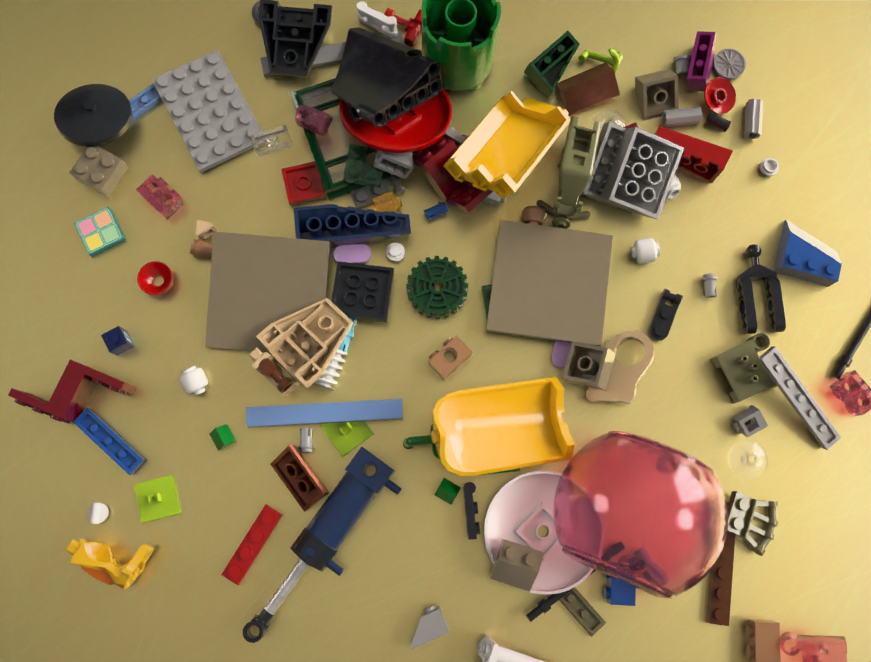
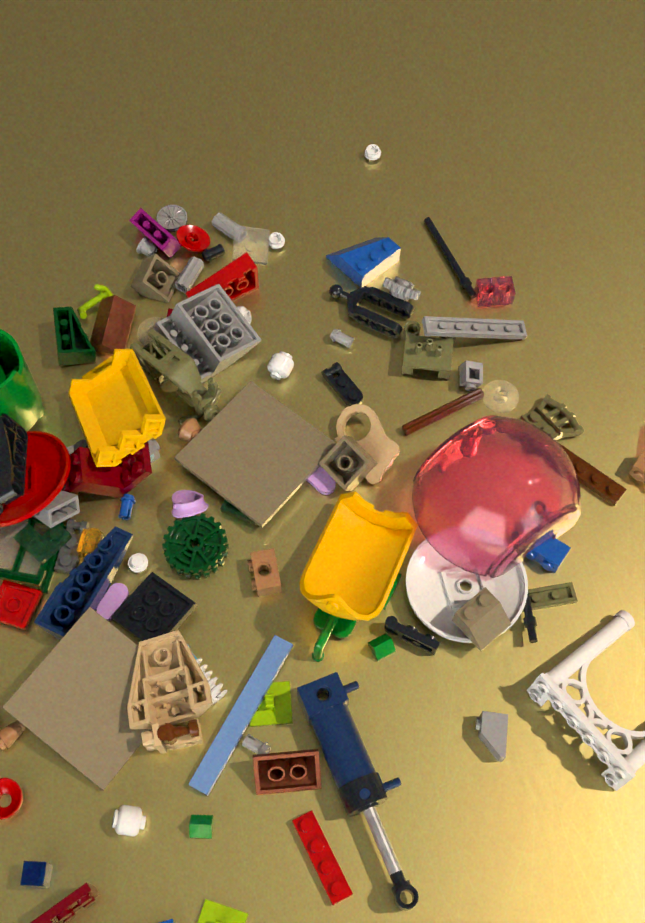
camera: 55 degrees left, 15 degrees down
(467, 258) = (188, 503): none -> lavender hat
(698, 417) = (443, 411): none -> reddish brown axle
(748, 148) = (253, 241): none -> clear tile
(795, 308) = (401, 288): none -> light grey gear

